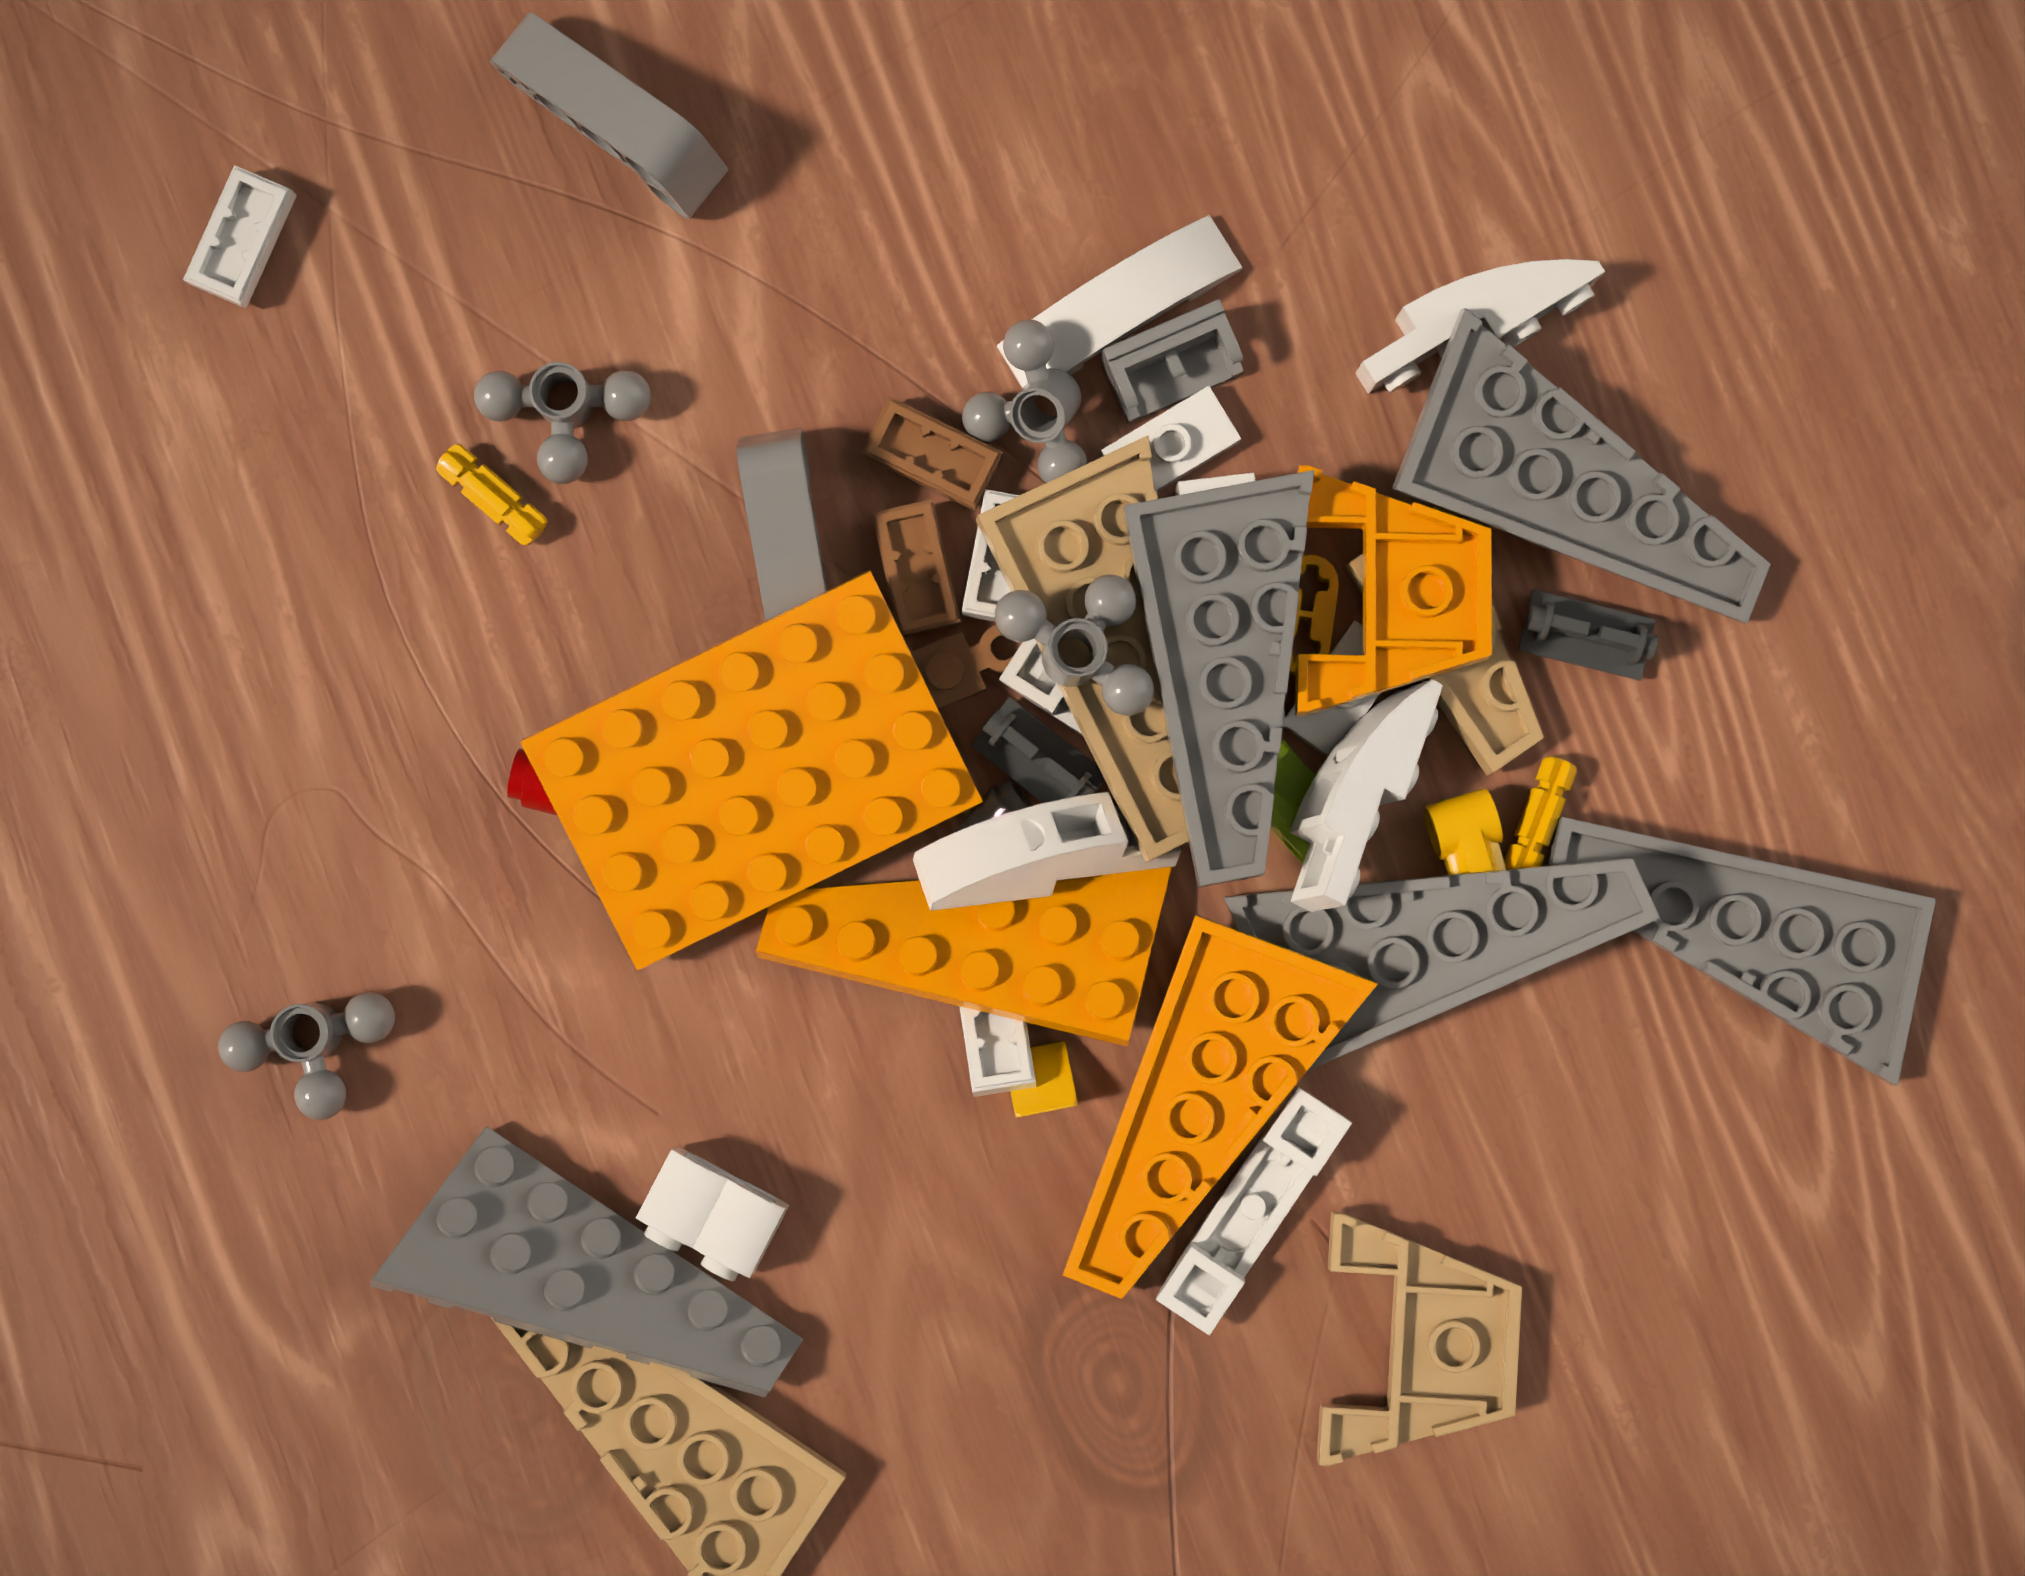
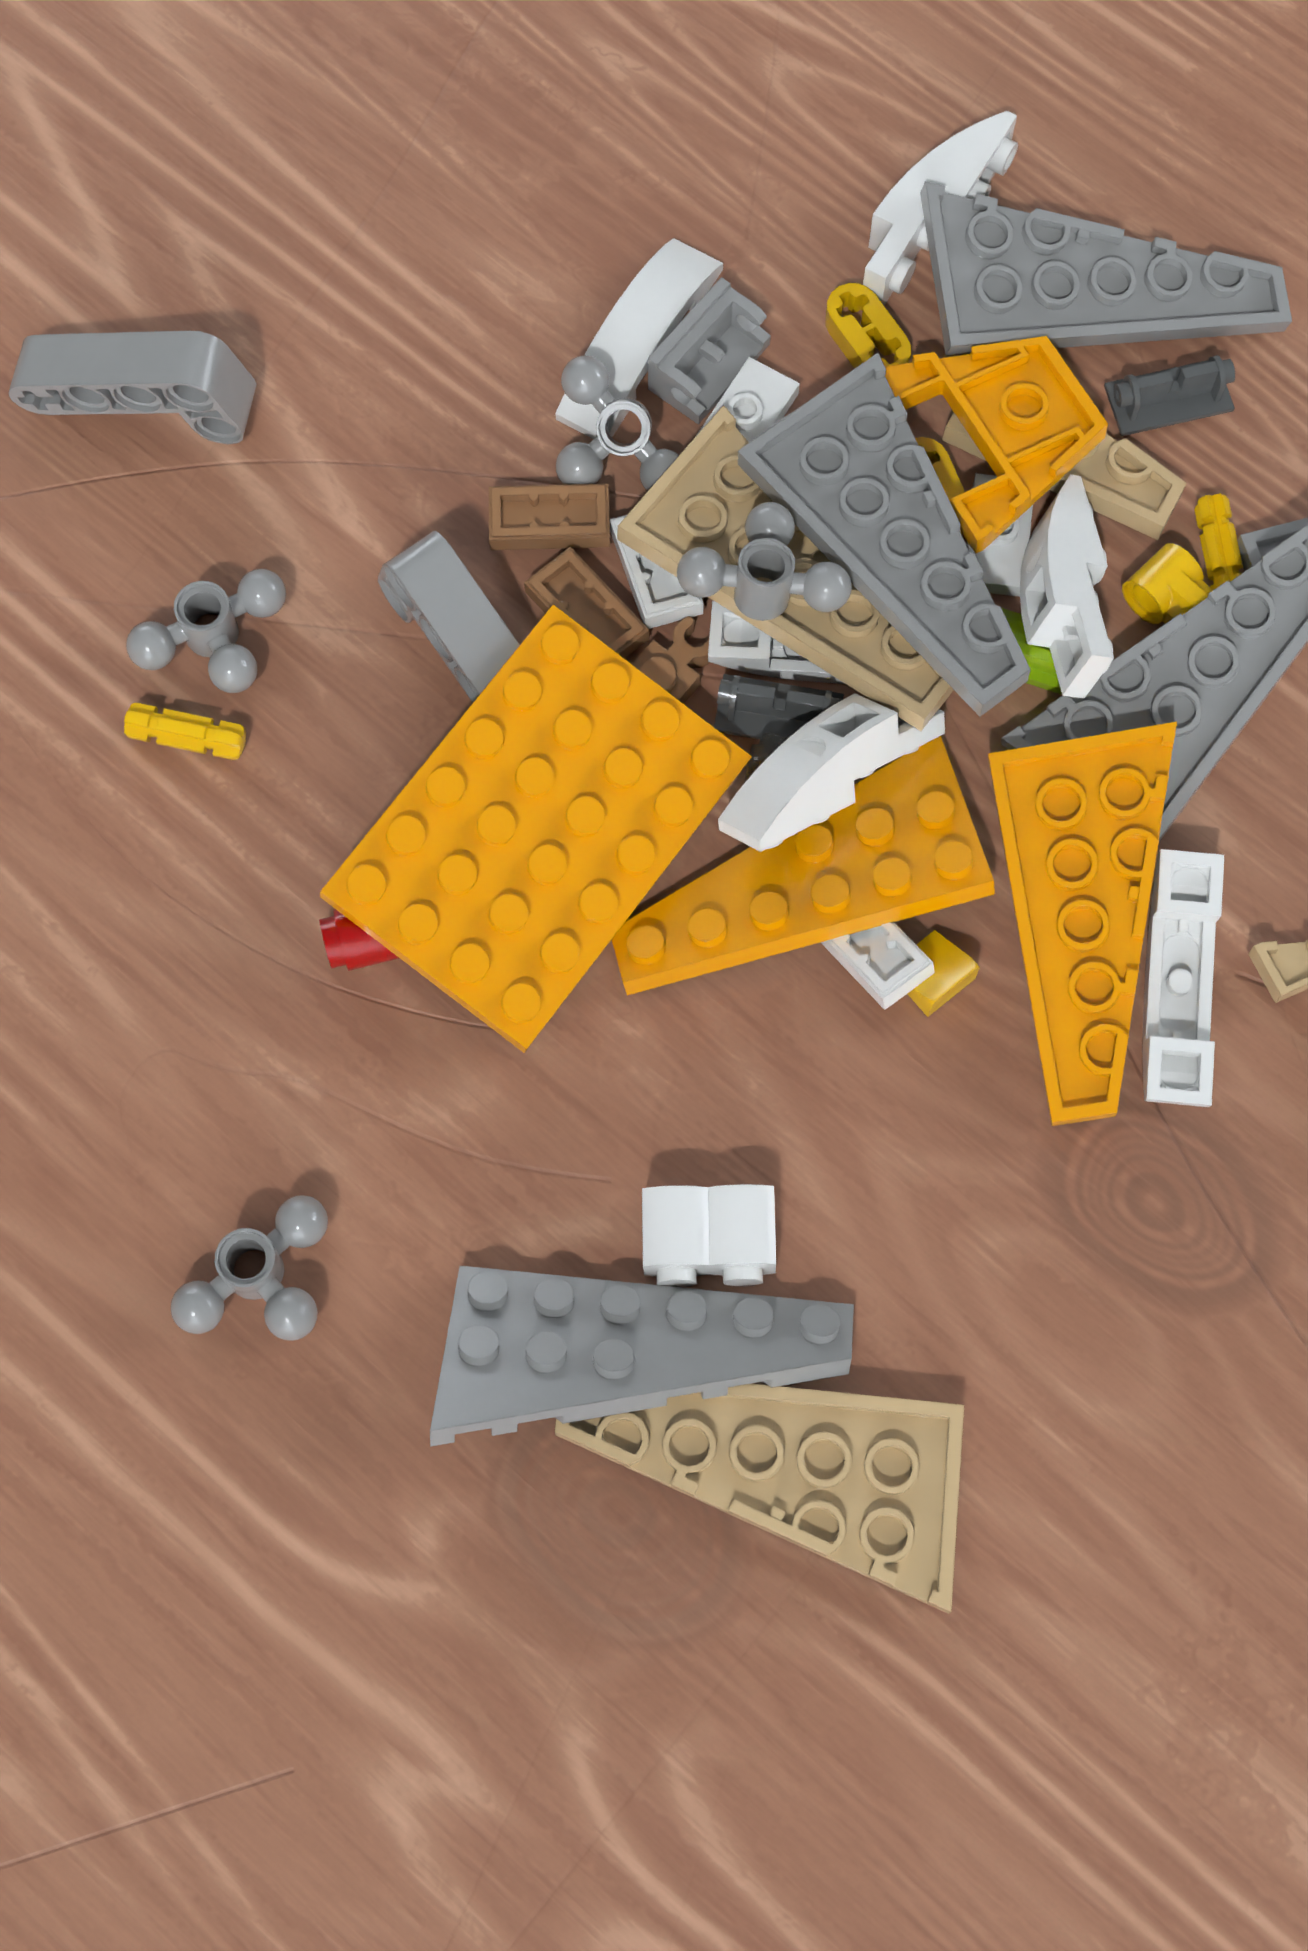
camera: 25 degrees left, 15 degrees down
(1352, 417) = (876, 326): none -> yellow beam

